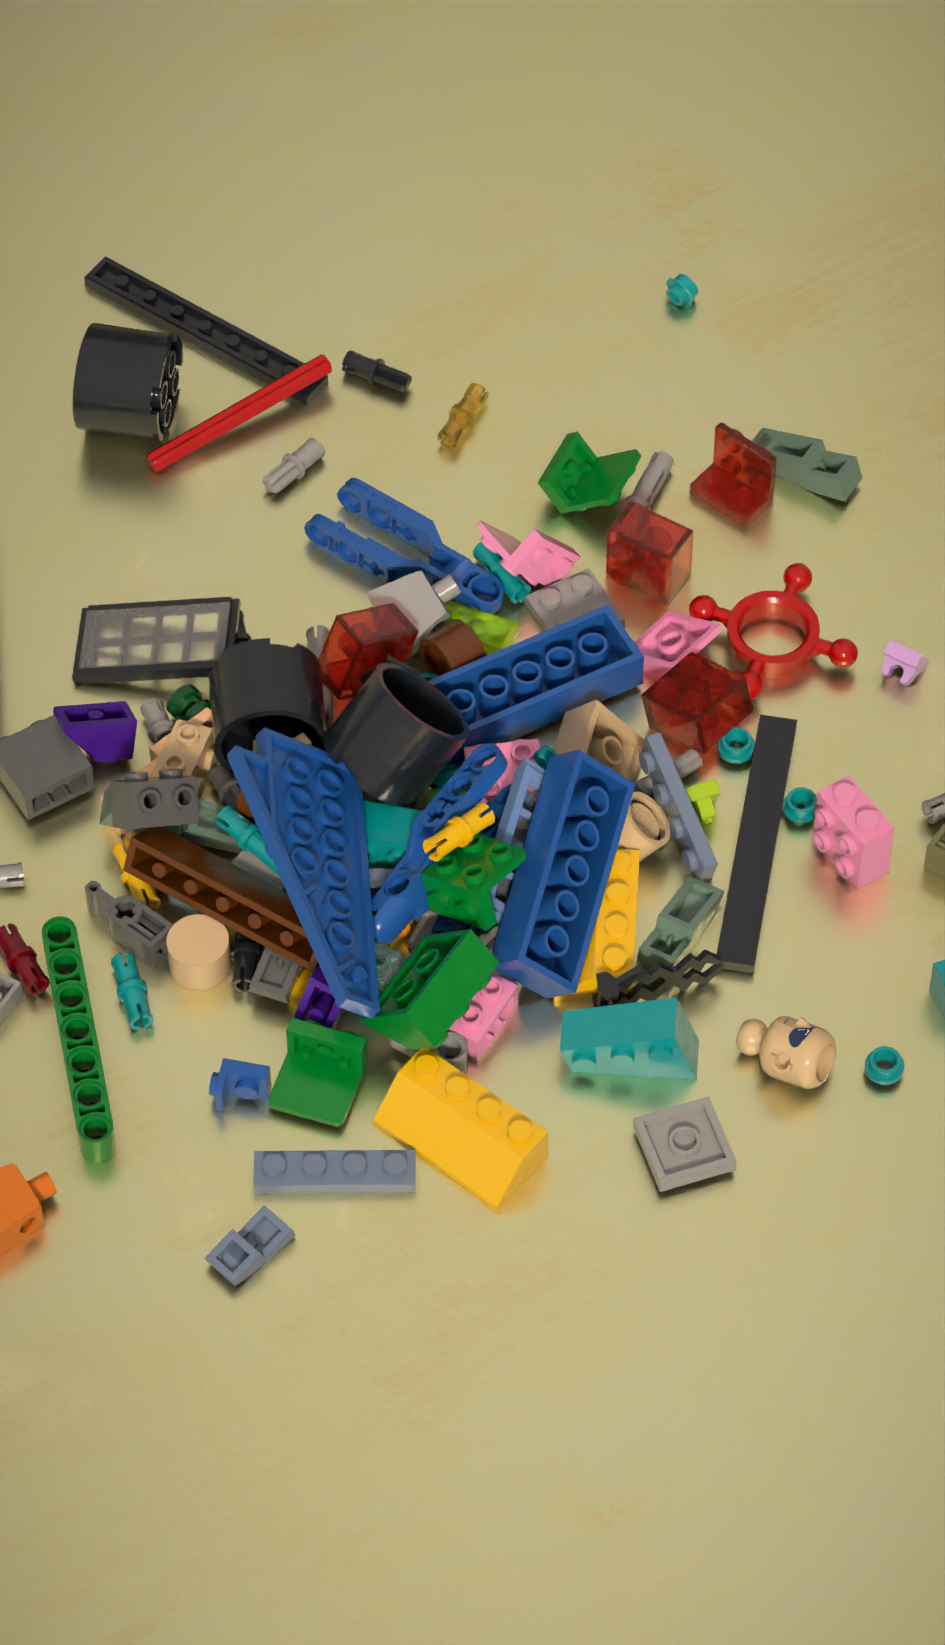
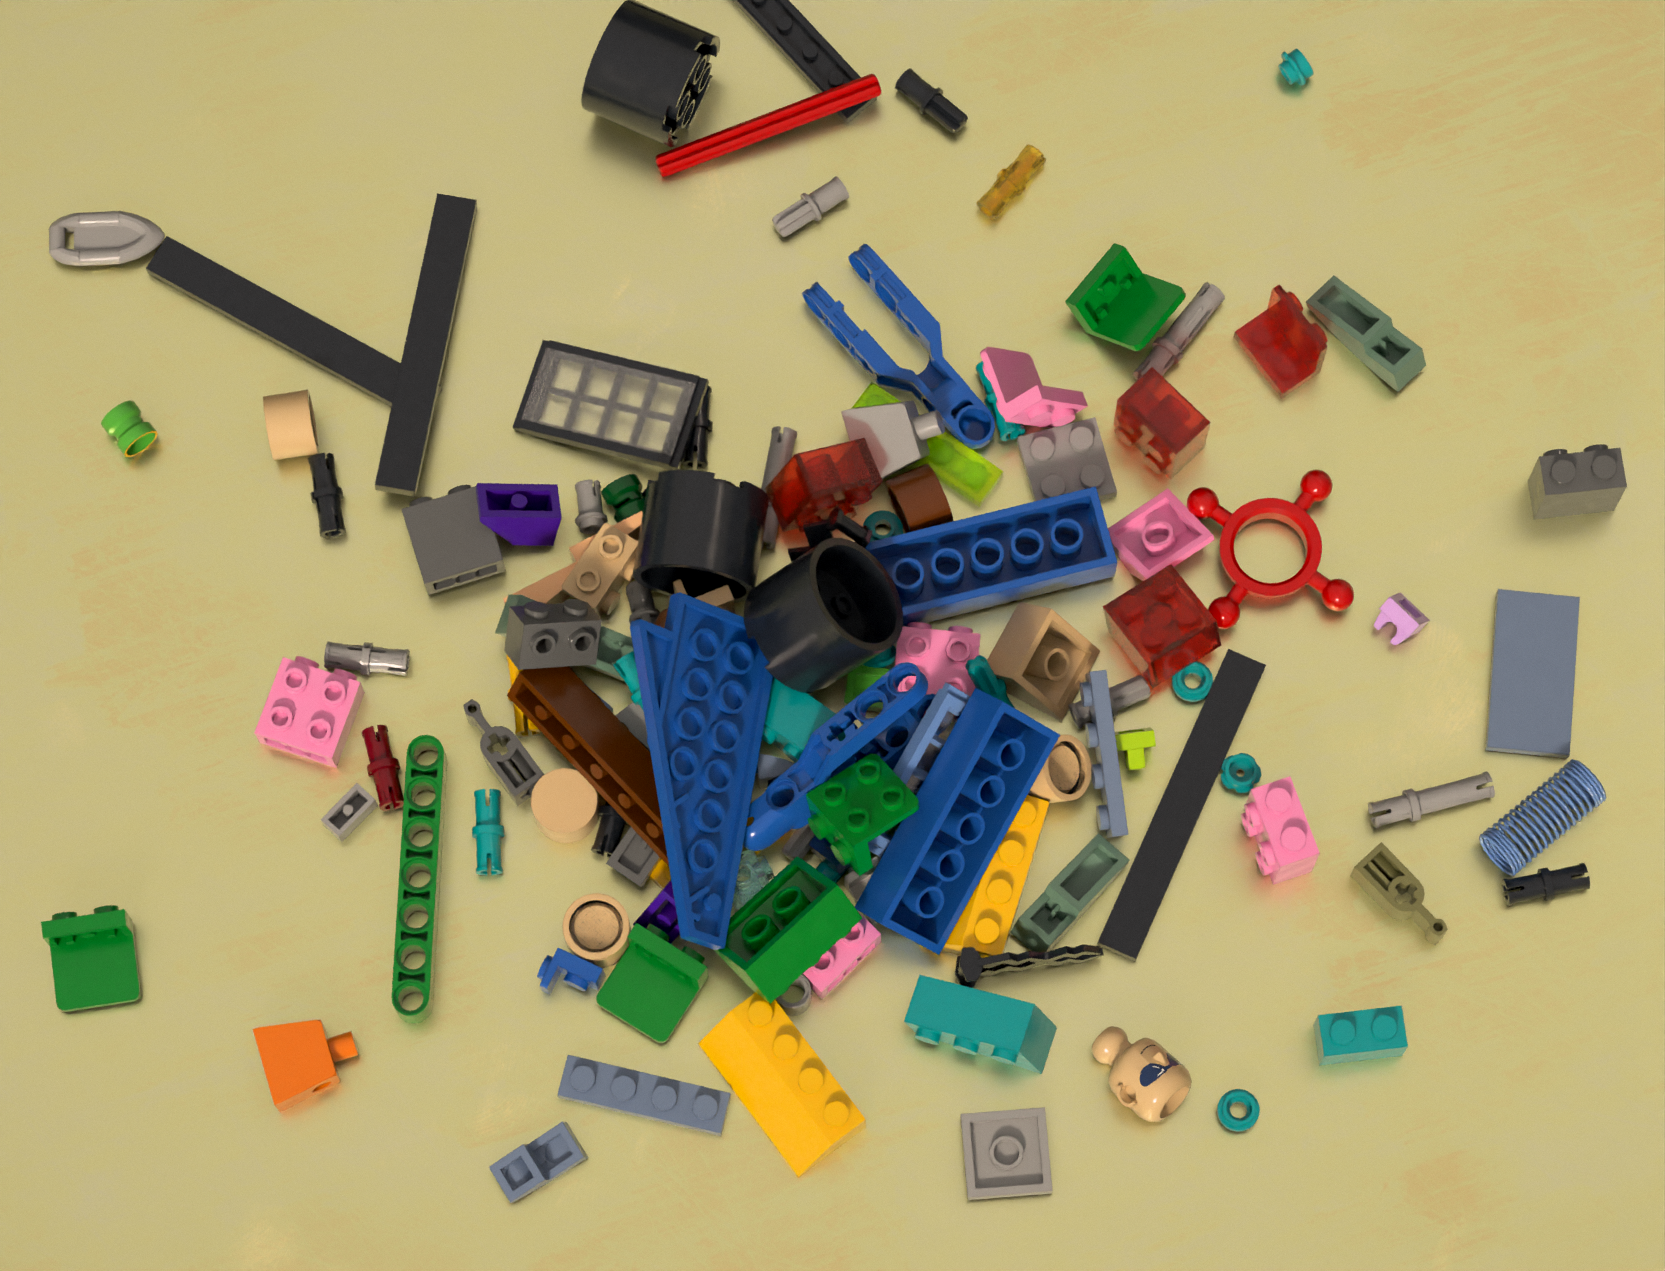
camera: 15 degrees right, 20 degrees up
(256, 1037) = (597, 929): none -> tan piece
(458, 832) = (855, 762): yellow pin -> none

